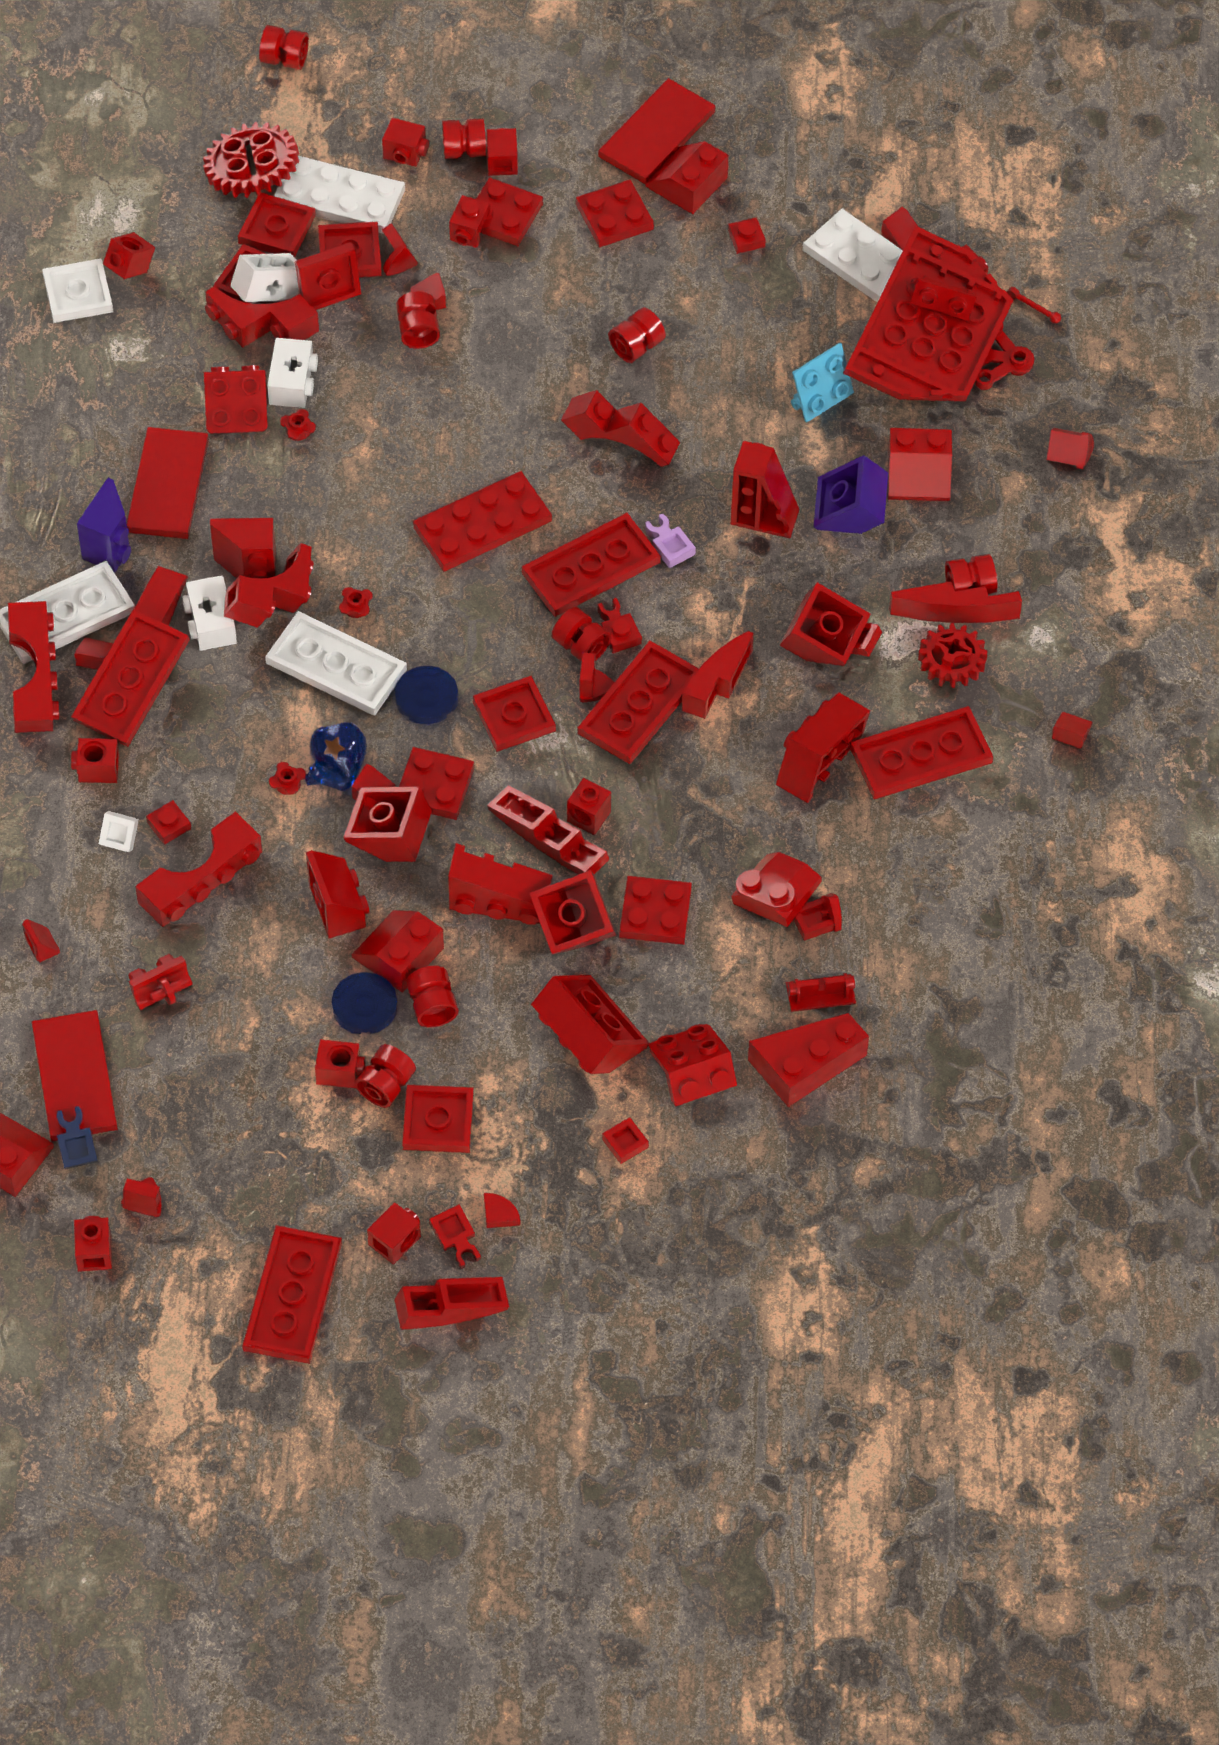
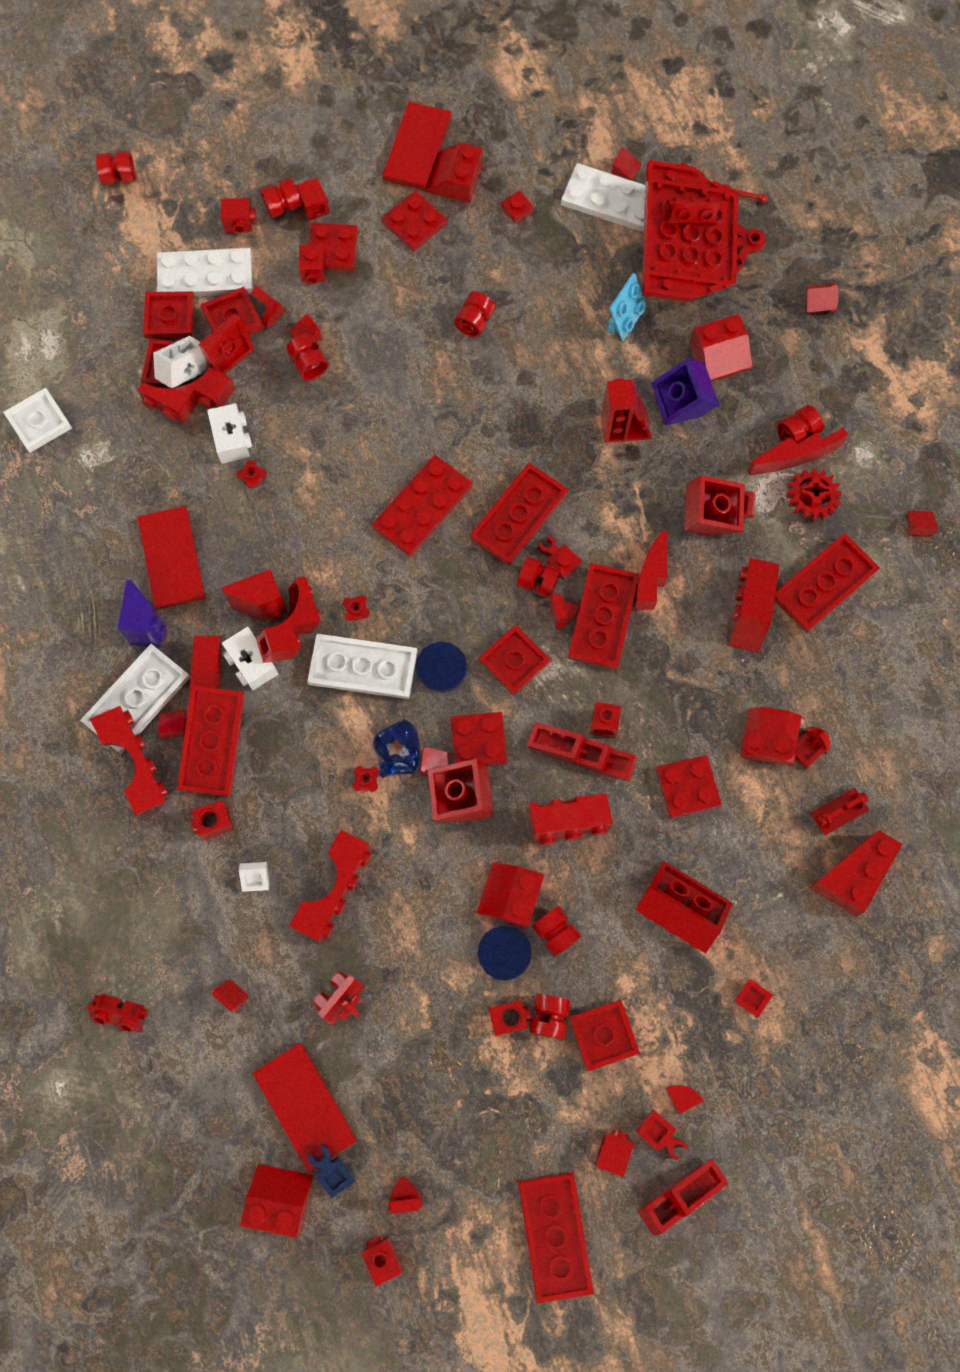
camera: 20 degrees left, 15 degrees up
(129, 255) = (66, 378): red brick -> none
(168, 822) = (289, 850): red plate -> none
(236, 400) = (196, 470): red bracket -> none
(272, 153) = (113, 278): red gear -> none
(336, 893) = (447, 870): red slope -> none
(572, 913) = (636, 821): red slope -> none
(633, 425) = (505, 390): red arch -> none
(670, 544) = (570, 475): lavender plate -> none
(694, 1063) = (774, 908): red bracket -> none

